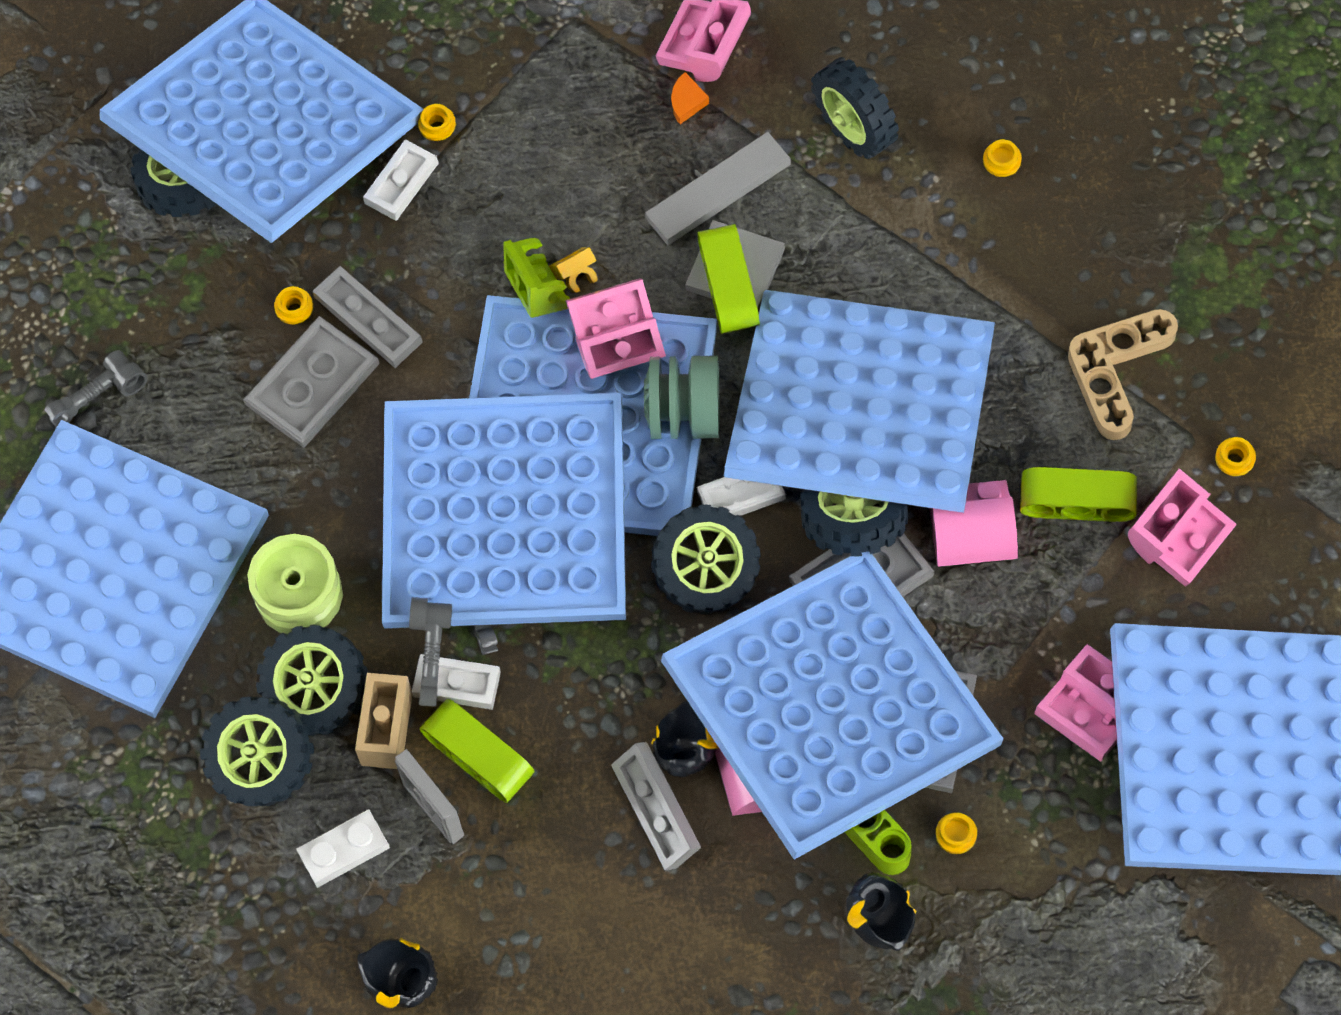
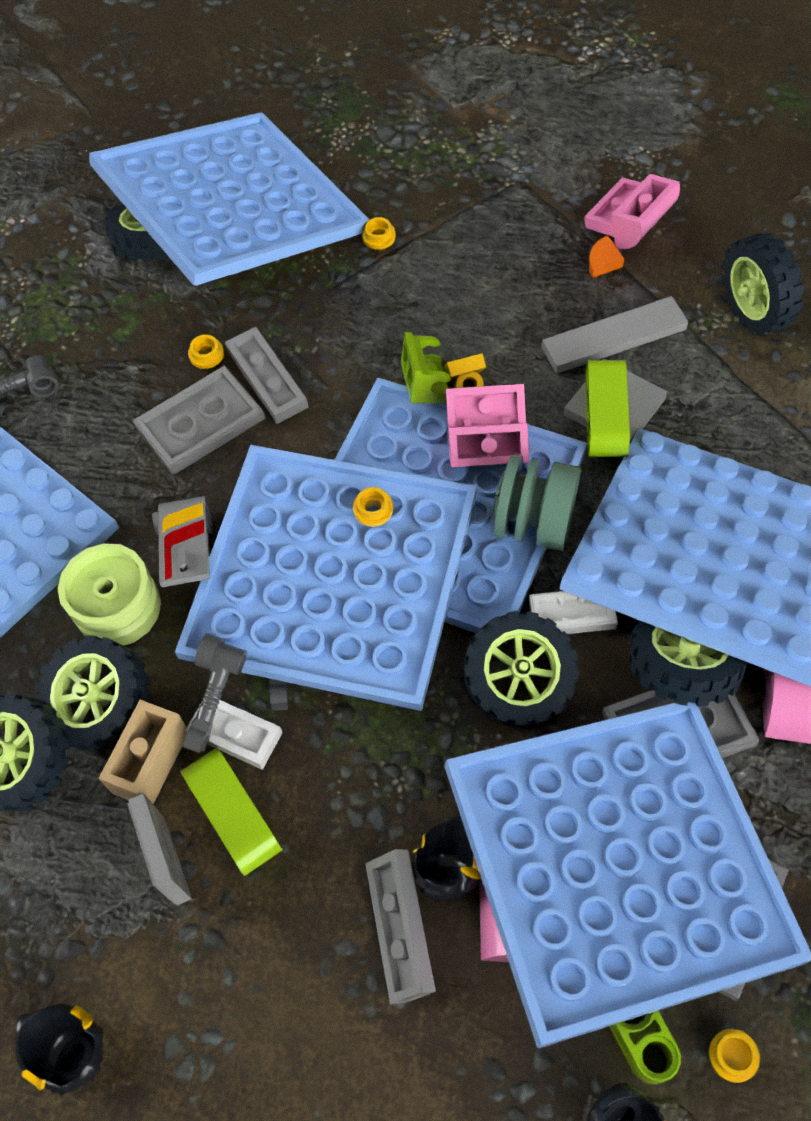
camera: 15 degrees right, 5 degrees down
(343, 848) = (62, 879): white plate -> none
(349, 513) = (183, 540): none -> light grey door
(400, 180) = (332, 271): white plate -> none
(524, 429) = (373, 497): none -> yellow plate

